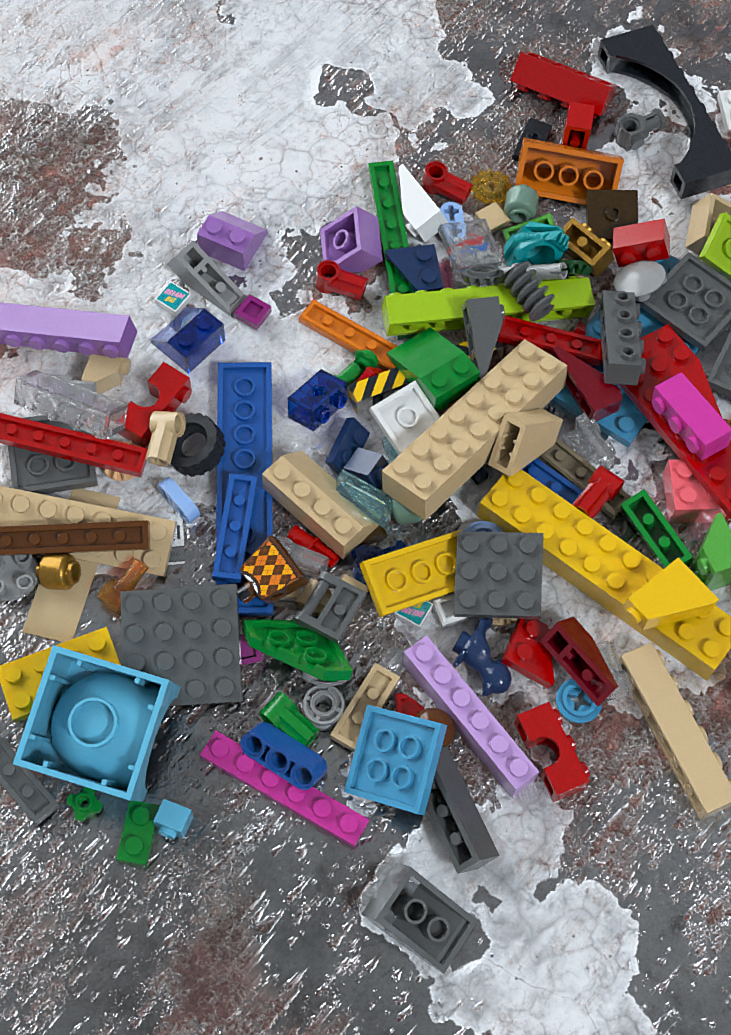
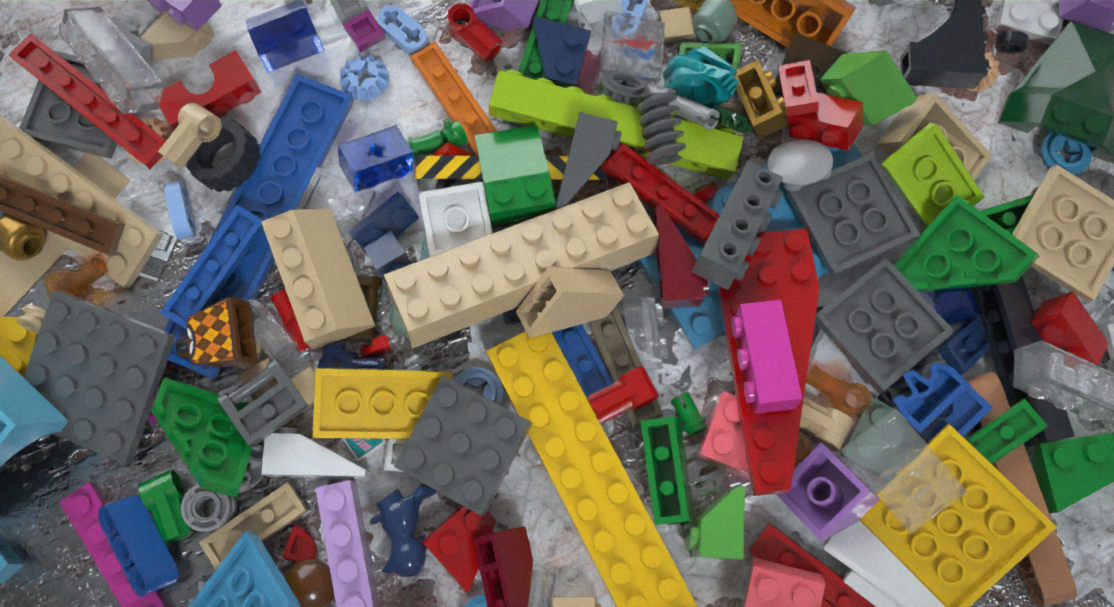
camera: 25 degrees right, 10 degrees up
(109, 624) = (32, 319): none -> tan bush
(281, 350) = (371, 87): none -> light blue gear
(282, 299) = (406, 25): none -> light blue beam
(365, 497) = (362, 293): clear light blue wing -> none
(378, 640) = (296, 456): none -> white slope
(394, 533) = (379, 346): none -> red tile
(611, 226) = (798, 88): none -> plate
(656, 494) = (690, 415): none -> green pin
(659, 200) = (871, 80): none -> bright green slope
(669, 598) = (631, 561): yellow slope -> none

